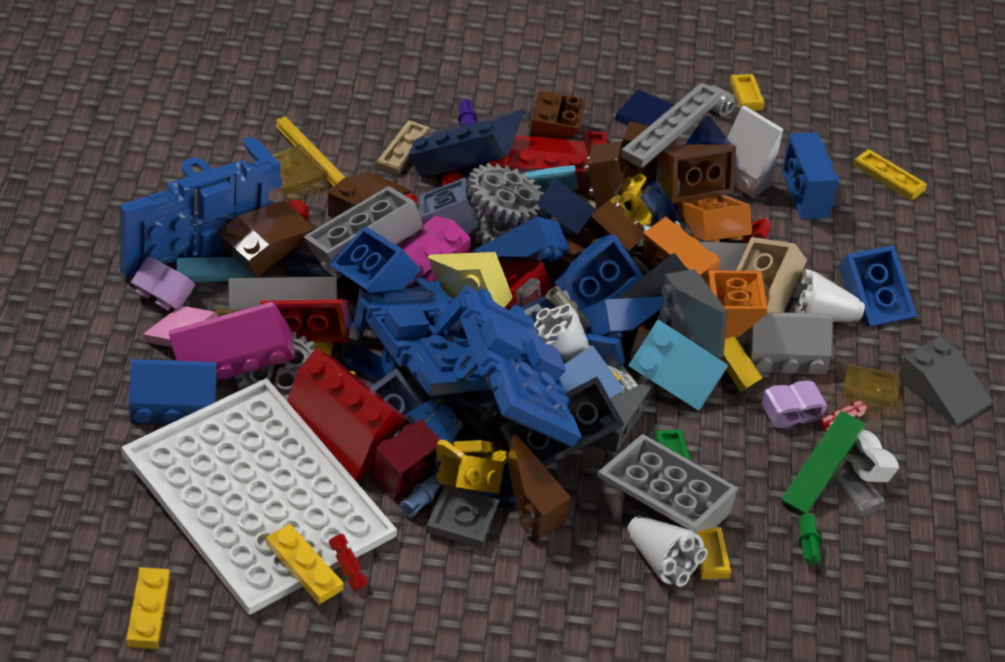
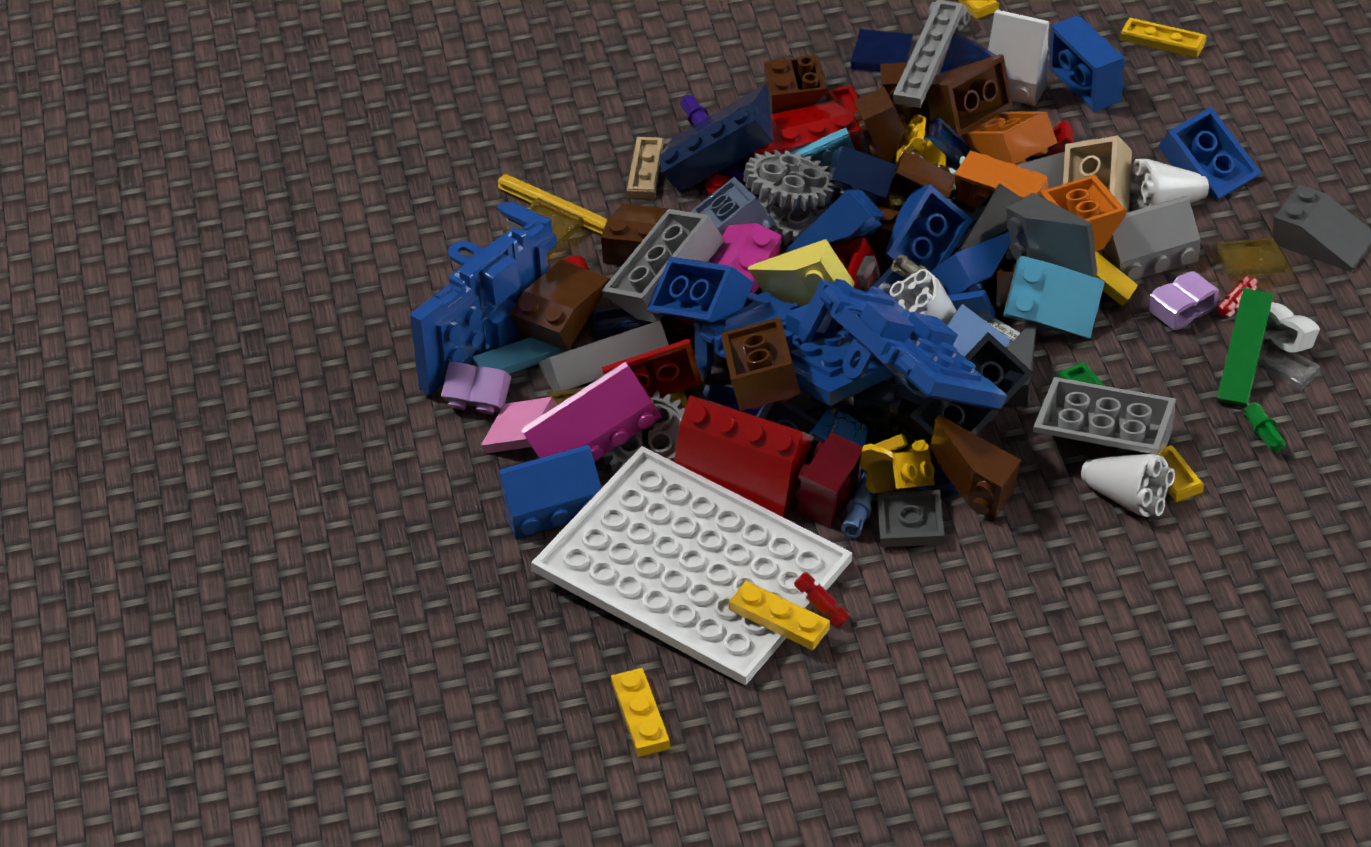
camera: 10 degrees left, 0 degrees up
(384, 341) = (760, 364): none -> reddish brown slope

